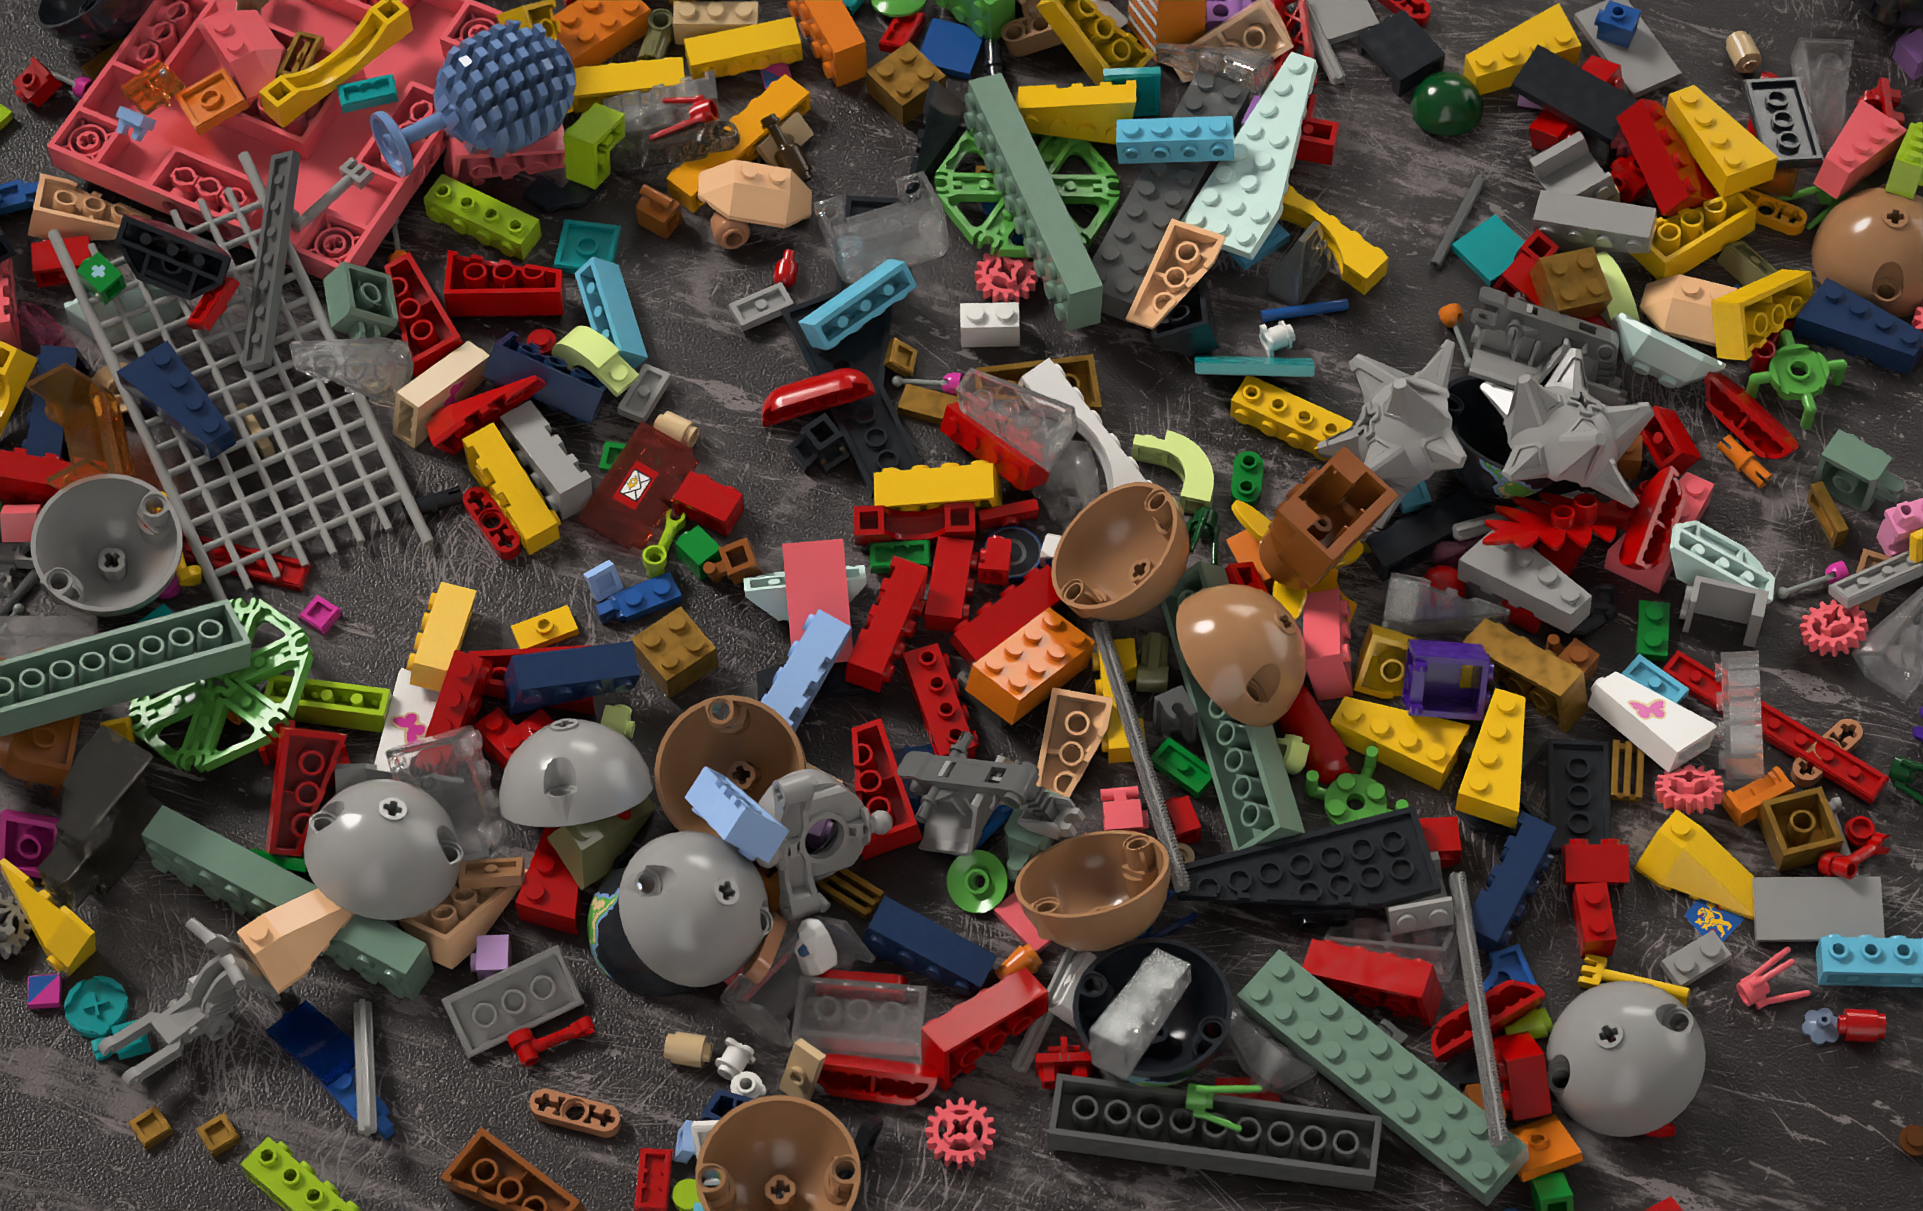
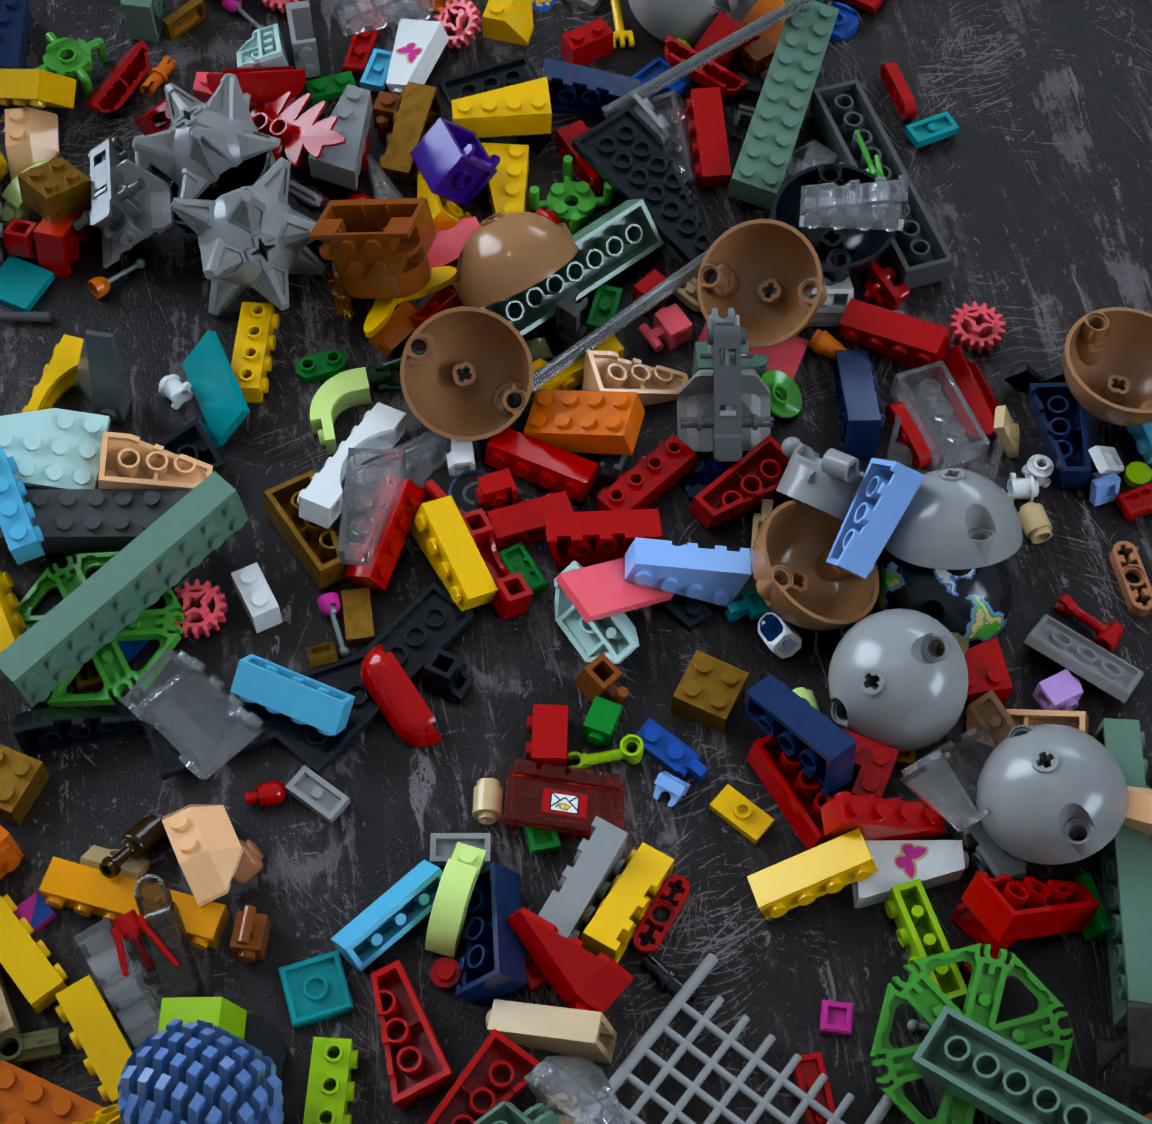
camera: 120 degrees left, 0 degrees up
(814, 948) = (913, 458): white rock -> none
(1304, 310) = (140, 395): blue bar -> none
(1595, 862) = (541, 44): red brick -> none
(1628, 748) = (454, 65): pearl gold tile -> none
(1661, 355) = (87, 131): light aqua wedge -> none

